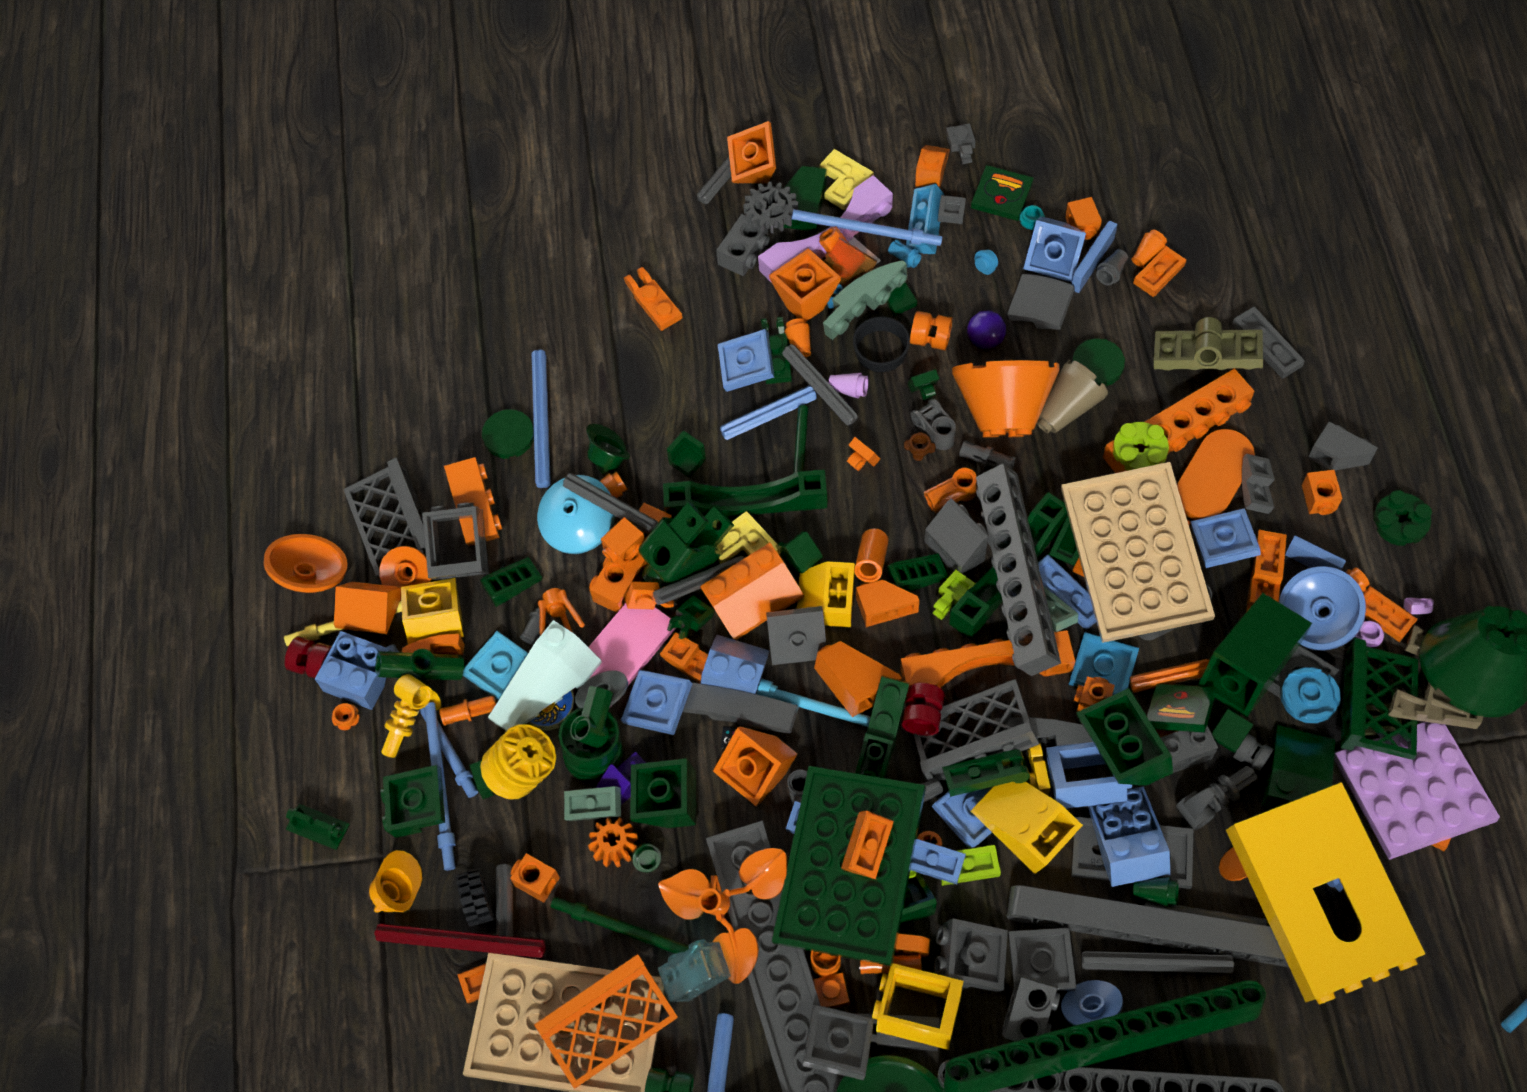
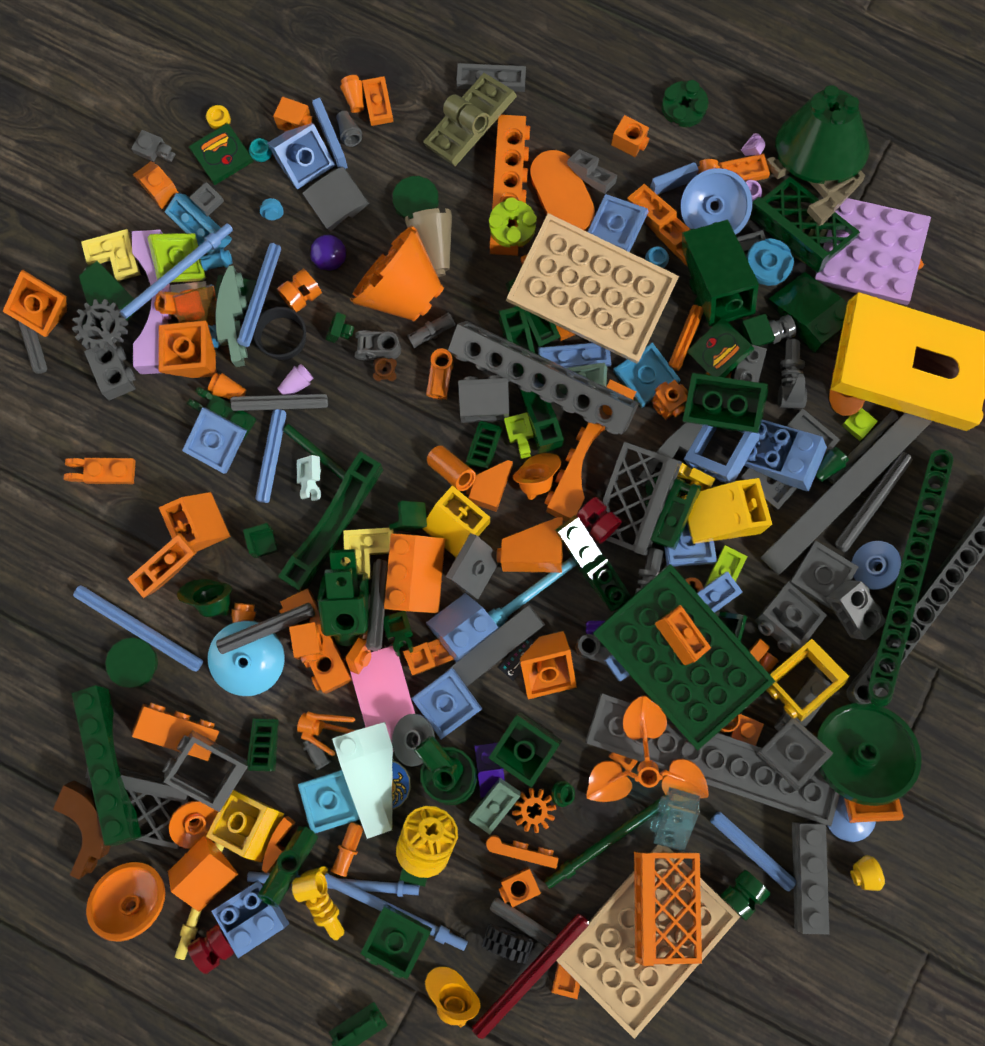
camera: 60 degrees left, 15 degrees up
(342, 710) = (276, 954): orange plate -> none
(353, 496) = (79, 804): none -> reddish brown arch
(373, 503) = (114, 808): none -> dark green arch
(567, 856) = (520, 851): none -> orange plate
(603, 392) = (162, 566): none -> orange slope
(661, 393) = (196, 519): none -> orange slope
(775, 451) = (307, 474): none -> light aqua plate
(861, 455) = (361, 414): orange tile -> none
(880, 210) = (172, 248): none -> lime tile
(900, 303) = (259, 294): none -> medium blue axle
(924, 633) = (537, 474): none -> orange piece
(1033, 167) = (217, 116): none -> yellow tile
(1225, 597) = (657, 256): none -> dark azure plate
(1226, 895) = (859, 424): none -> lime plate
(1341, 449) = (607, 98): dark grey slope -> none

